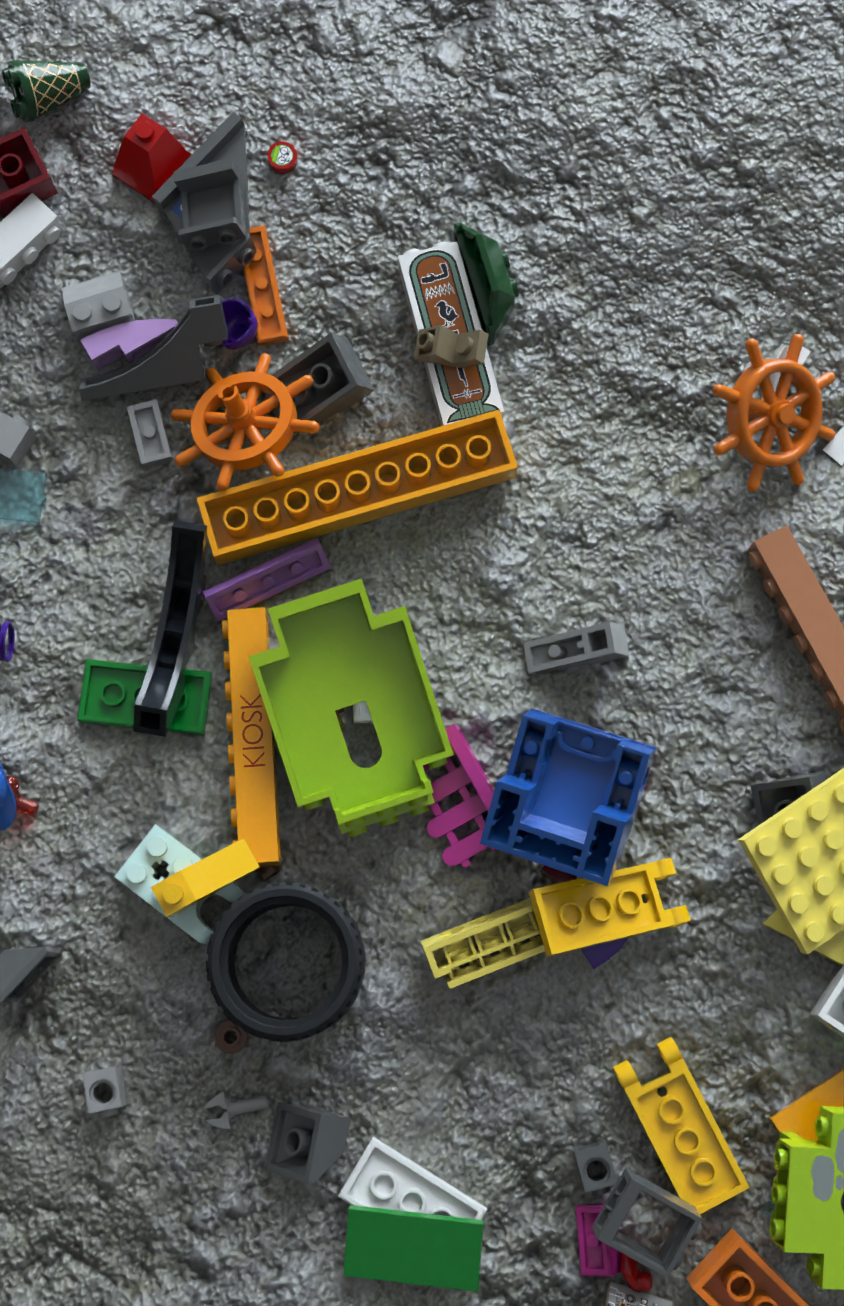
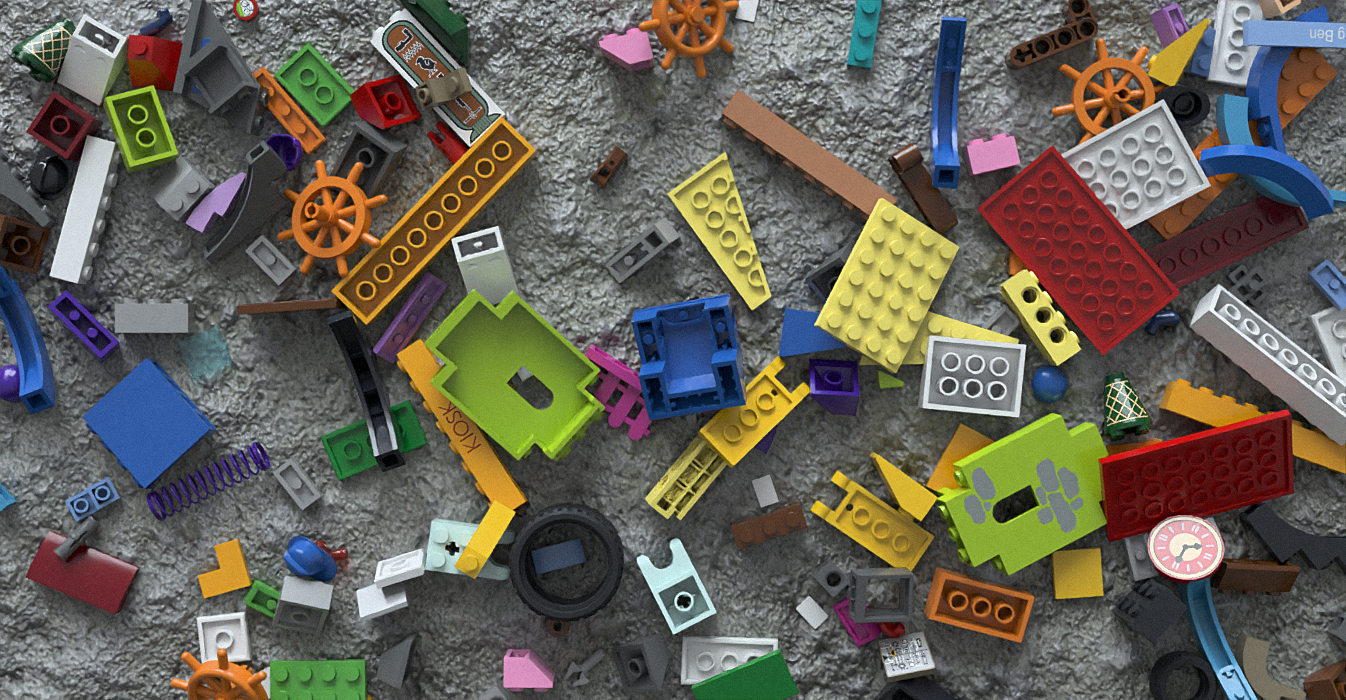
camera: 30 degrees left, 10 degrees up
(28, 697) = (297, 483): none -> light grey plate
(49, 882) = (380, 601): none -> light grey slope
(86, 859) = (400, 568): none -> white tile
(87, 121) = (93, 60): none -> white slope
(93, 216) = (140, 129): none -> lime brick
(139, 491) = (290, 306): none -> reddish brown tile
(163, 1068) = (526, 670): none -> bright pink slope
(187, 123) = (158, 25): none -> dark blue arm
(278, 952) = (557, 556): none -> medium blue slope
(310, 276) = (315, 85): none -> bright green tile
(376, 330) = (385, 102): none -> red slope
(388, 561) = (485, 264): none -> white slope
(401, 1061) = (677, 580): none -> light aqua brick
(421, 416) = (451, 146): none -> red hinge
(546, 1198) = (812, 612): none -> white sticker
(552, 1057) = (768, 526): none -> reddish brown arch
(568, 1014) = (765, 491): none -> white sticker
(592, 533) = (612, 164): none -> reddish brown bar
(683, 416) = (629, 50): none -> bright pink slope
(684, 661) = (717, 217): none -> light yellow wing
(717, 853) = (801, 335): none -> blue slope
(722, 932) = (835, 385): none -> dark purple slope
(742, 1107) = (905, 492): none -> yellow slope
(787, 960) = (886, 381): none -> lime slope

